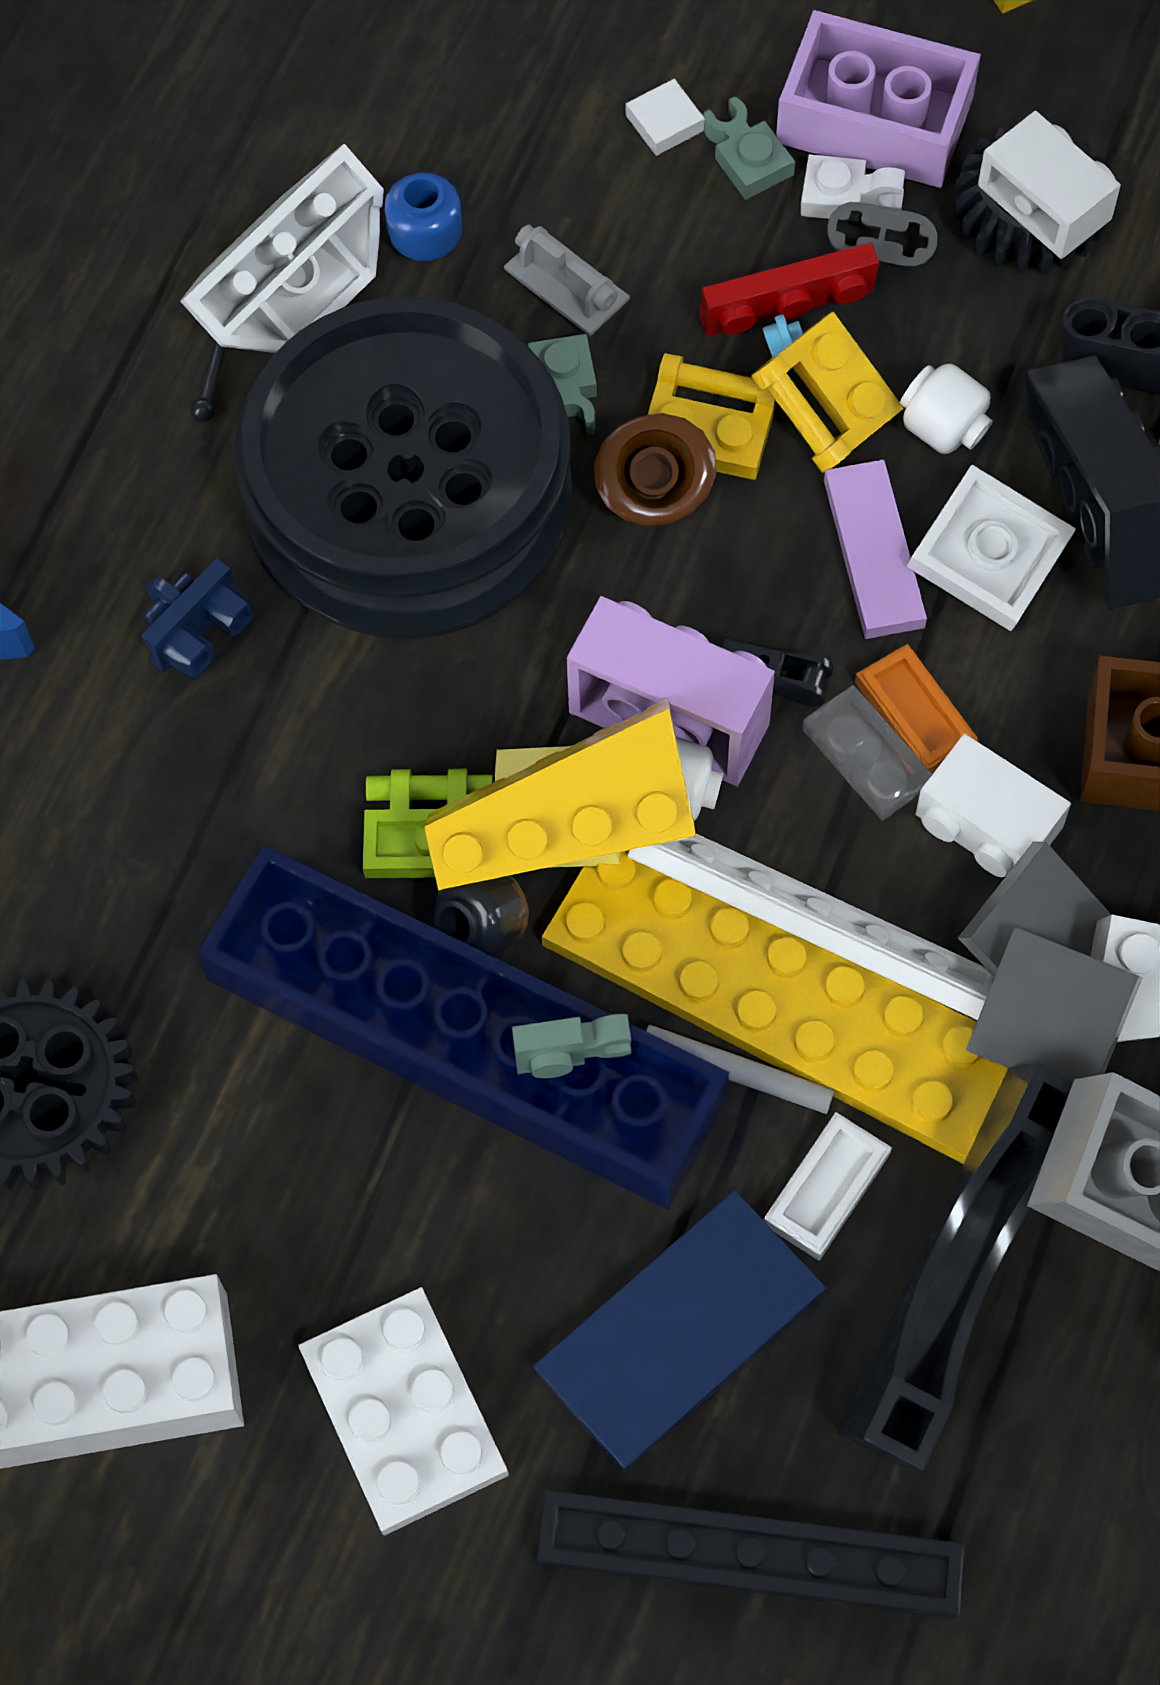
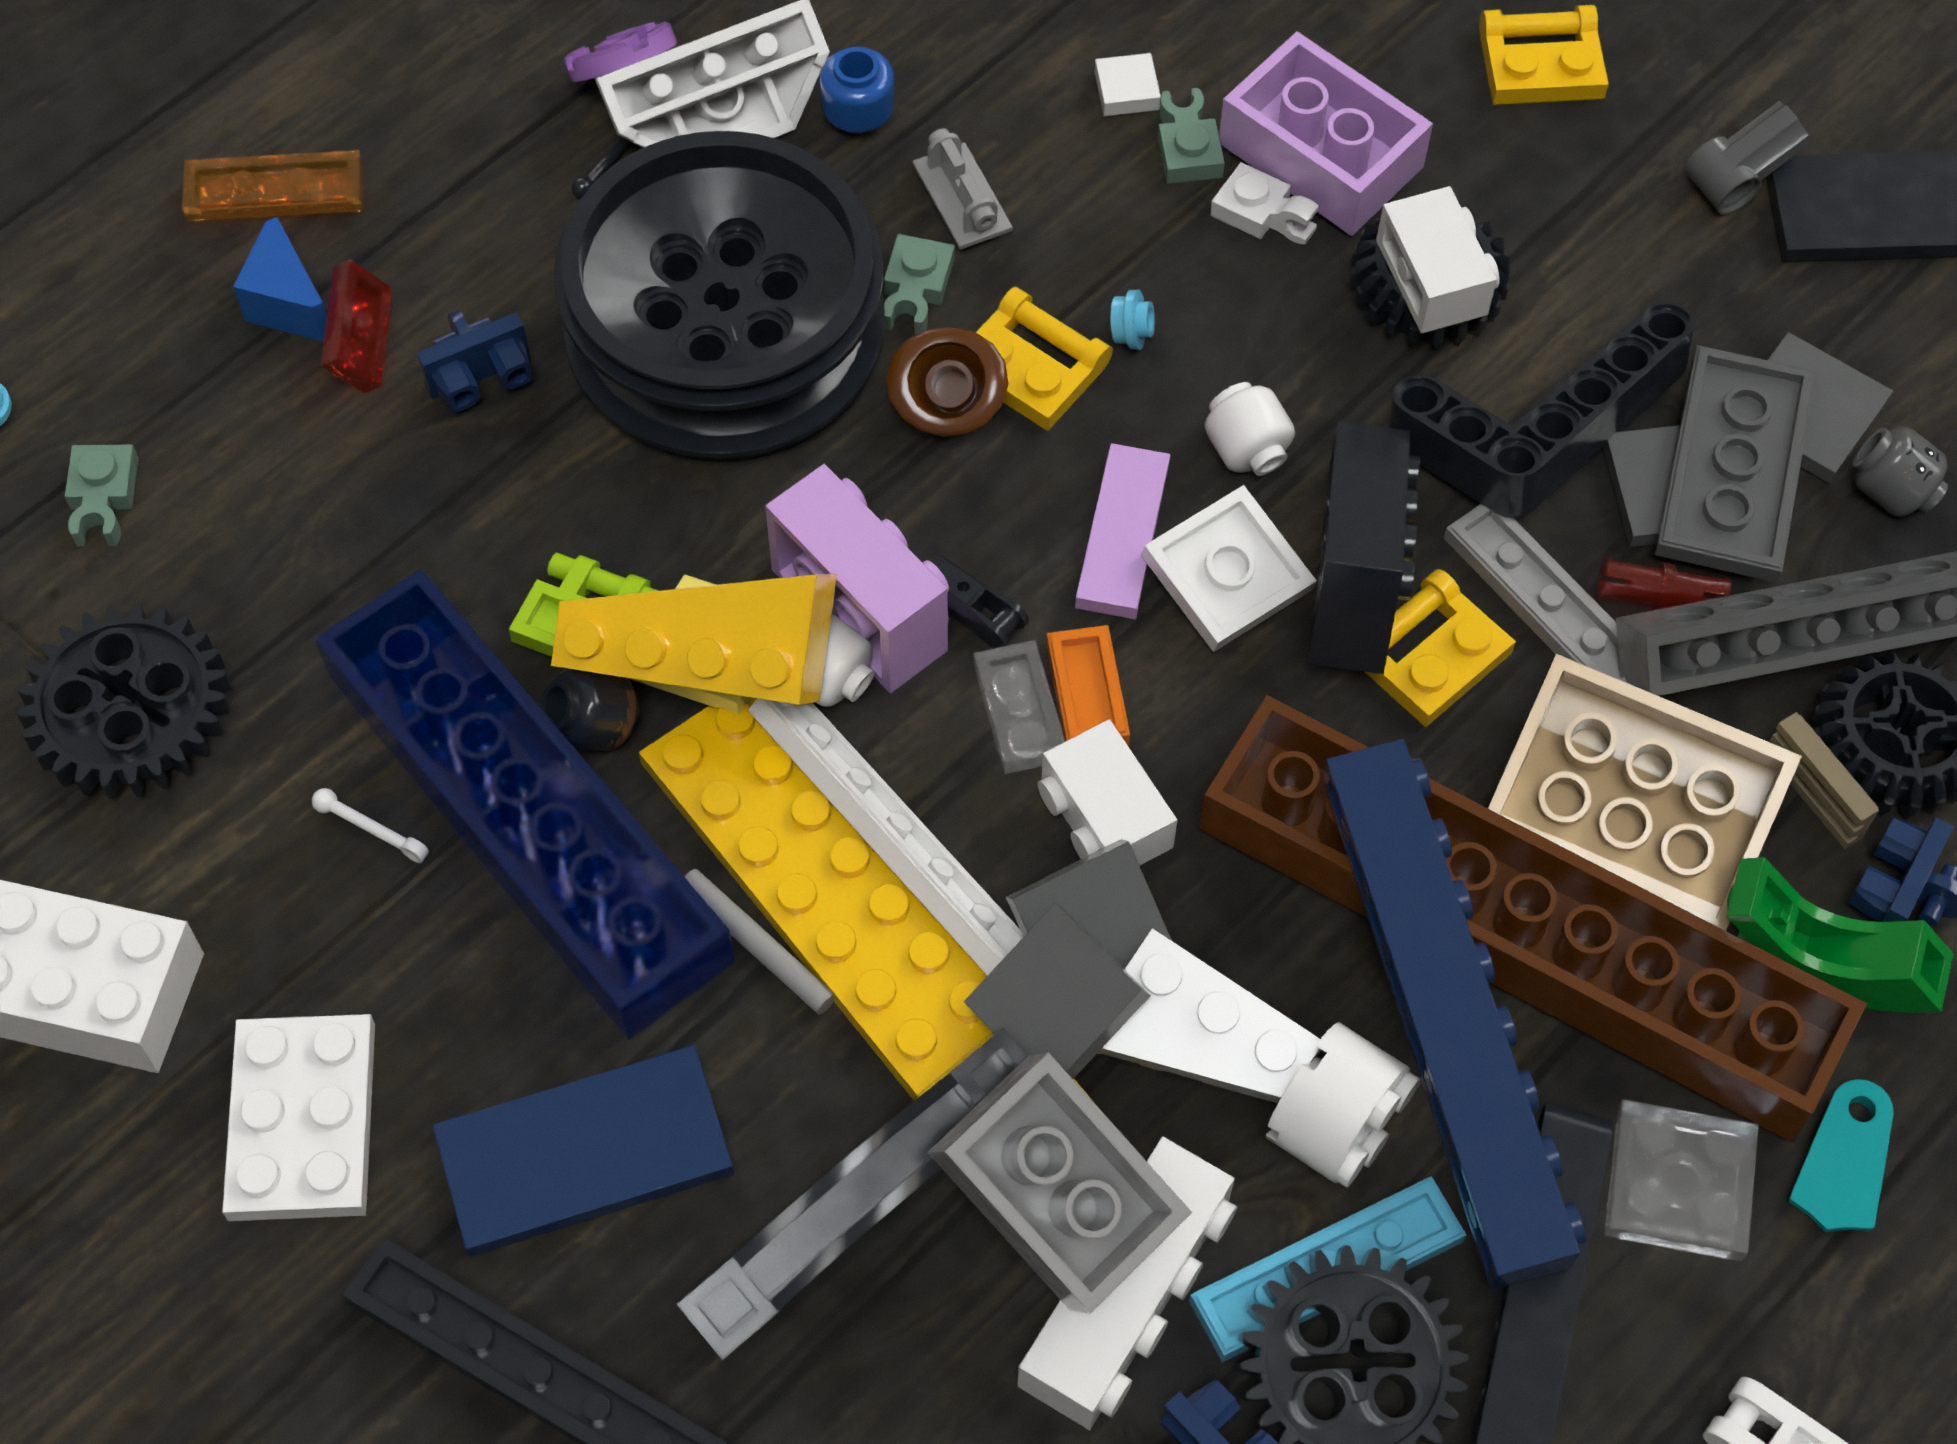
camera: 20 degrees right, 5 degrees down
(61, 630) = (356, 326): none -> clear red plate
(179, 262) = (619, 51): none -> medium lavender tile
(269, 1102) = (326, 801): none -> white hinge
(557, 1045) = (580, 839): sand green plate -> none
(788, 290) = (1158, 272): red plate -> none
(827, 1186) = (784, 1078): white tile -> none
(841, 383) = (1162, 368): yellow plate -> none
(884, 220) = (1278, 244): dark grey beam -> none

